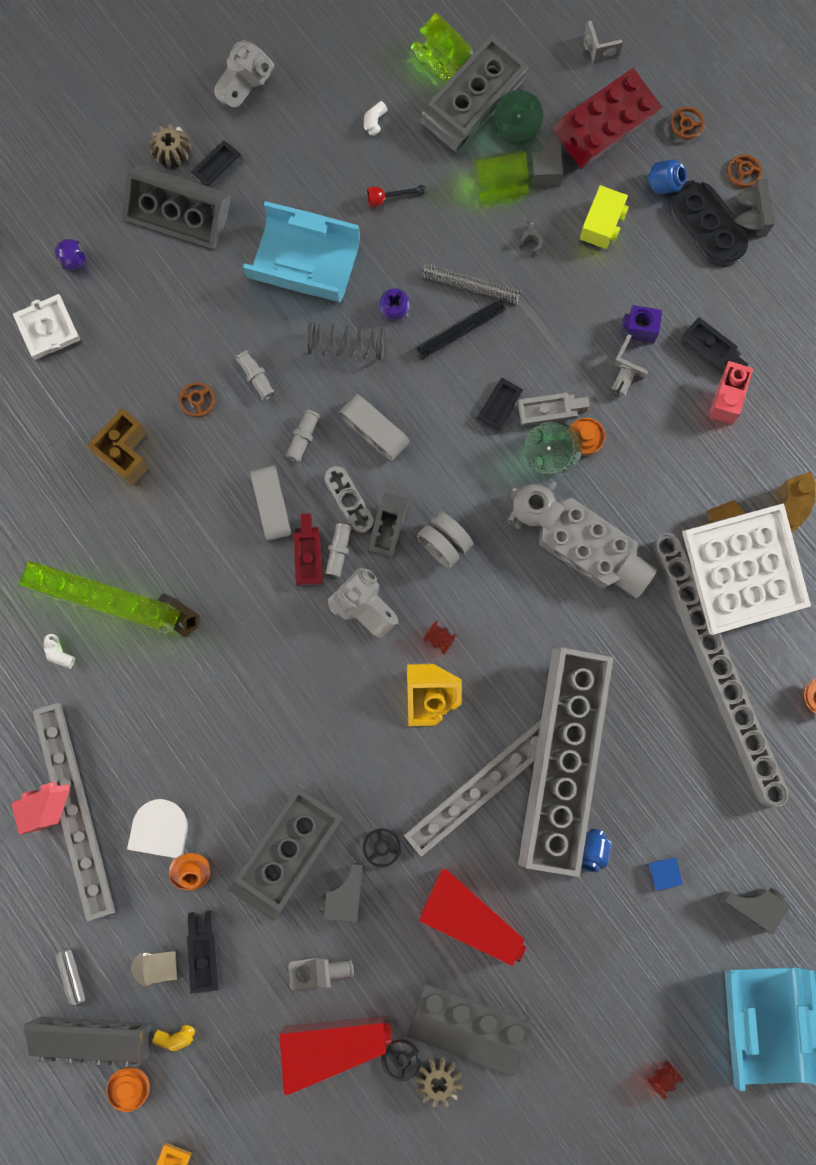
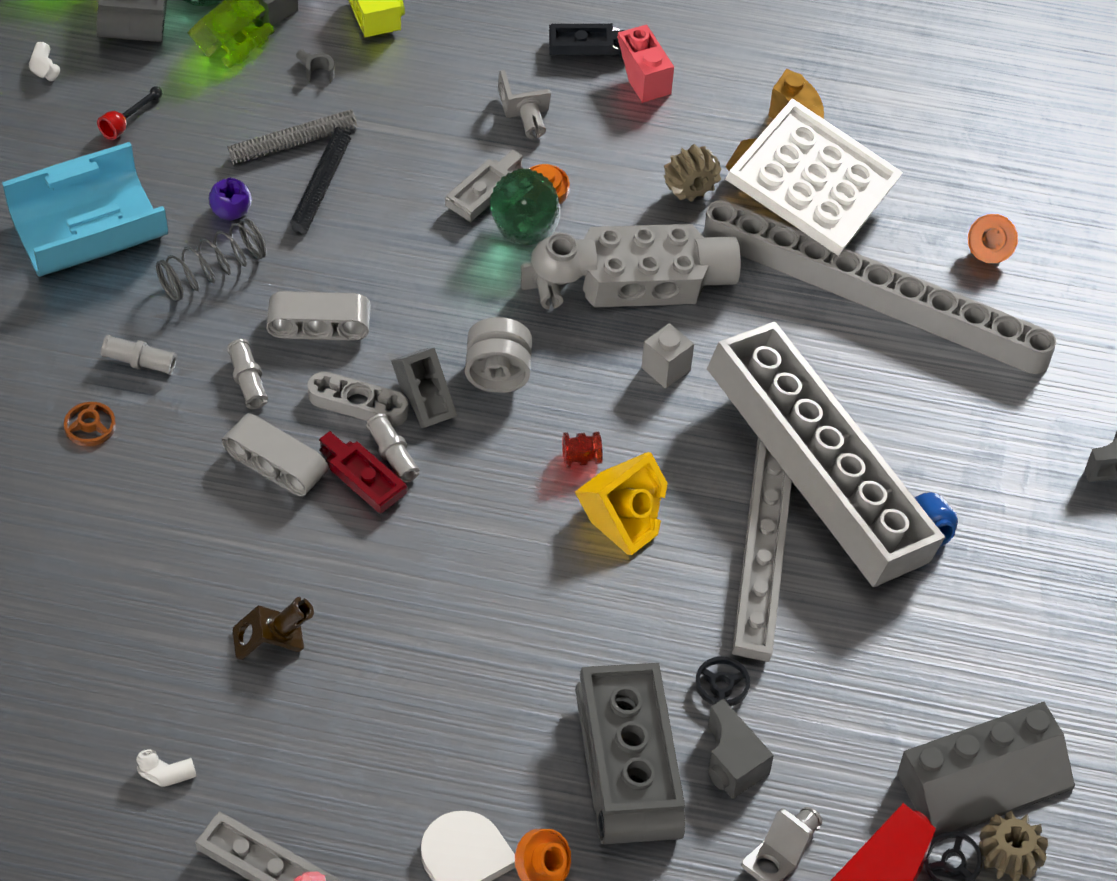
camera: 45 degrees left, 25 degrees down
(99, 598) = (168, 664): clear neon green brick -> none
(116, 444) = (47, 518): pearl gold brick -> none
(359, 600) = (461, 466): light grey piece -> none
(465, 917) = (882, 660): red slope -> none
(499, 405) = (429, 219): black tile -> none
(544, 616) = (667, 355): none -> light grey brick
(649, 316) = (502, 55): dark purple brick -> none
(665, 874) = (1017, 493): blue tile -> none
(680, 500) = (692, 172): none -> dark tan gear

